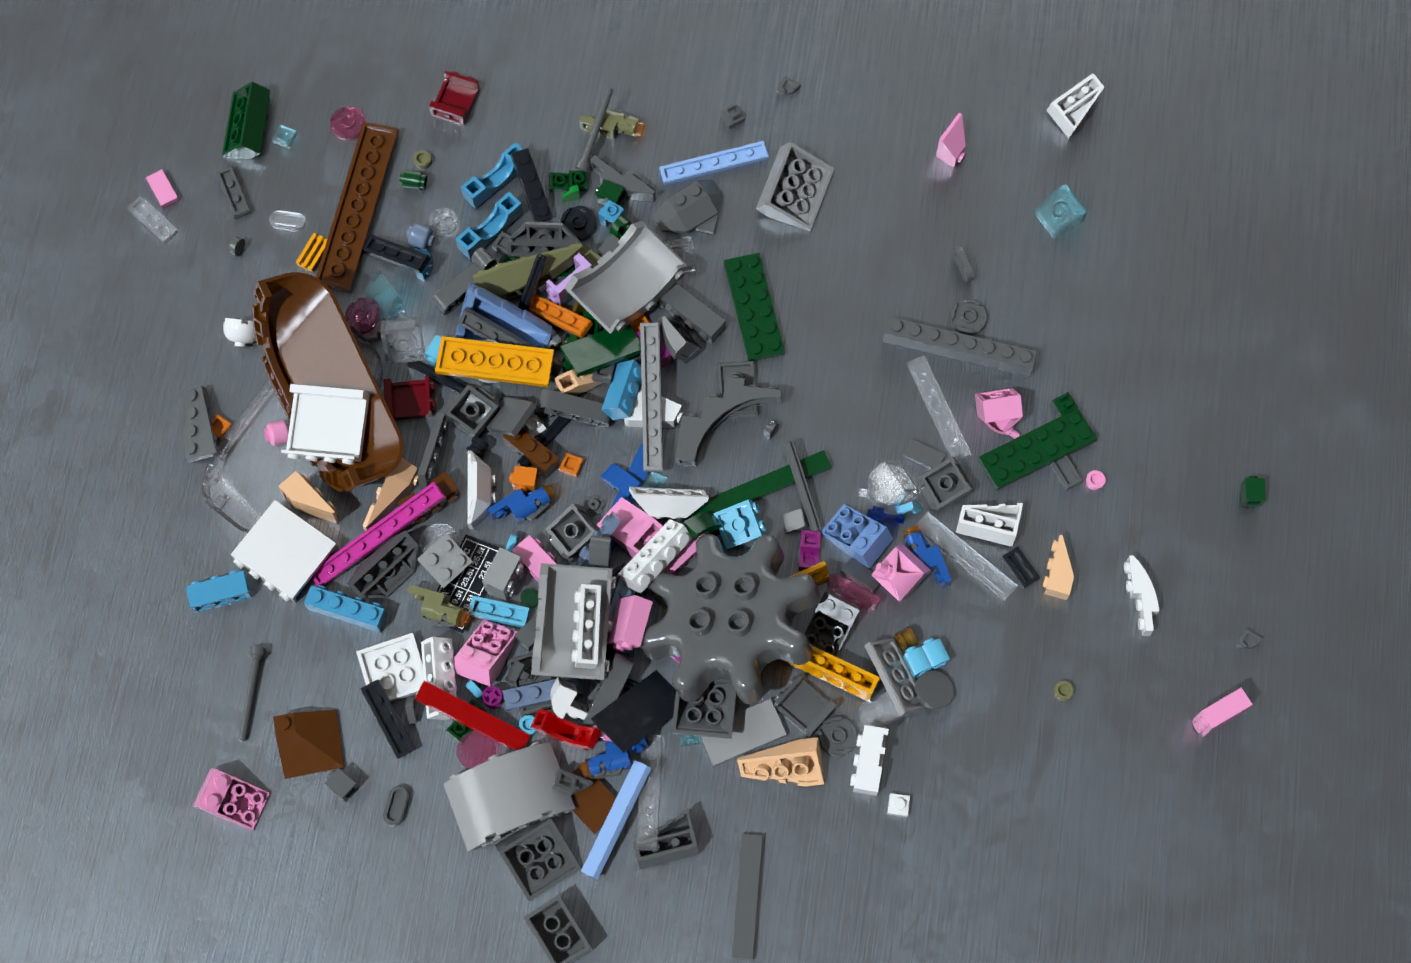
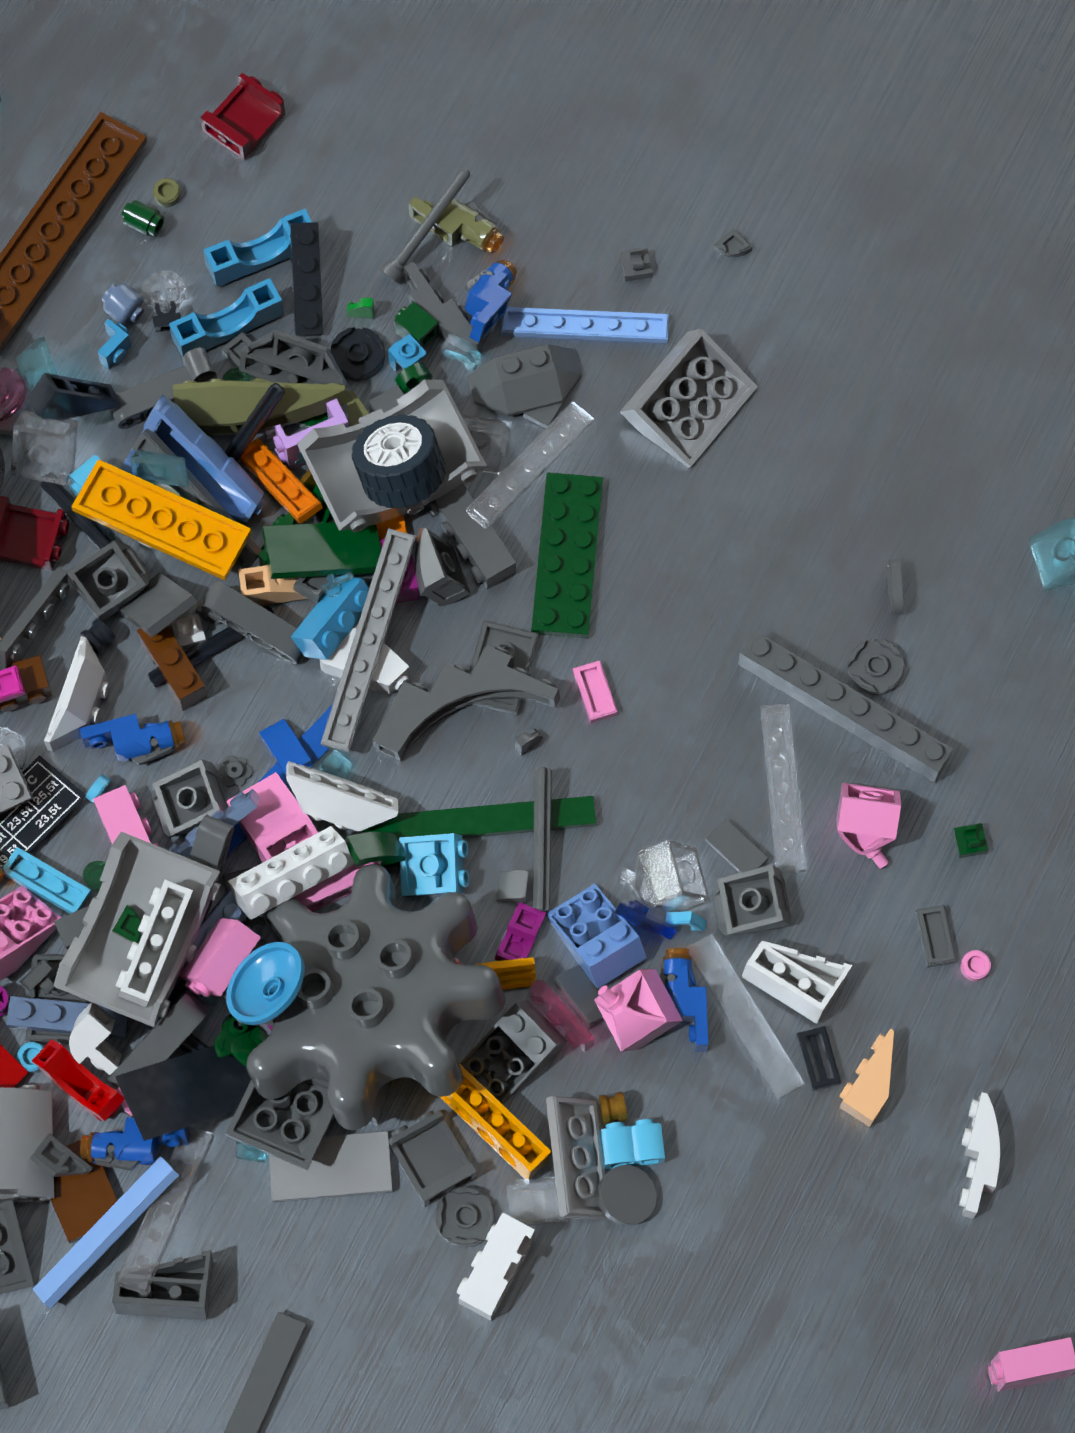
camera: 15 degrees right, 0 degrees up
(347, 123) = (78, 106): clear pink tile -> none
(396, 254) = (79, 319): black plate -> none
(409, 303) = (69, 397): none -> black slope
(449, 239) = (162, 320): none -> black tile
(481, 330) = (159, 468): none -> clear light blue slope
(504, 574) = (69, 830): light grey brick -> none
(524, 478) = (148, 702): orange brick -> none
(555, 344) = (258, 520): dark grey tile -> none
(563, 181) = (355, 286): dark green slope -> none
(565, 621) = (128, 926): none -> dark green tile
(571, 464) = (223, 702): orange tile -> none
(617, 368) = (334, 583): none -> clear light blue hand
(633, 279) = (398, 461): none -> black wheel
(647, 205) = (464, 357): none -> clear light blue hand
(649, 162) = (488, 297): none -> blue plate
(659, 672) = (236, 1041): none -> dark green plate
(668, 628) = (265, 983): none -> dark azure dish
(711, 259) = (529, 465): none -> clear tile
(790, 762) = (385, 1232): light nougat wedge -> none
(801, 385) = (595, 691): none -> bright pink tile
(898, 805) = (516, 1344): white plate -> none
(952, 143) = (941, 402): bright pink slope -> none
(1037, 449) = (906, 892): dark green plate -> none
(1063, 691) = (816, 1258): olive tile -> none

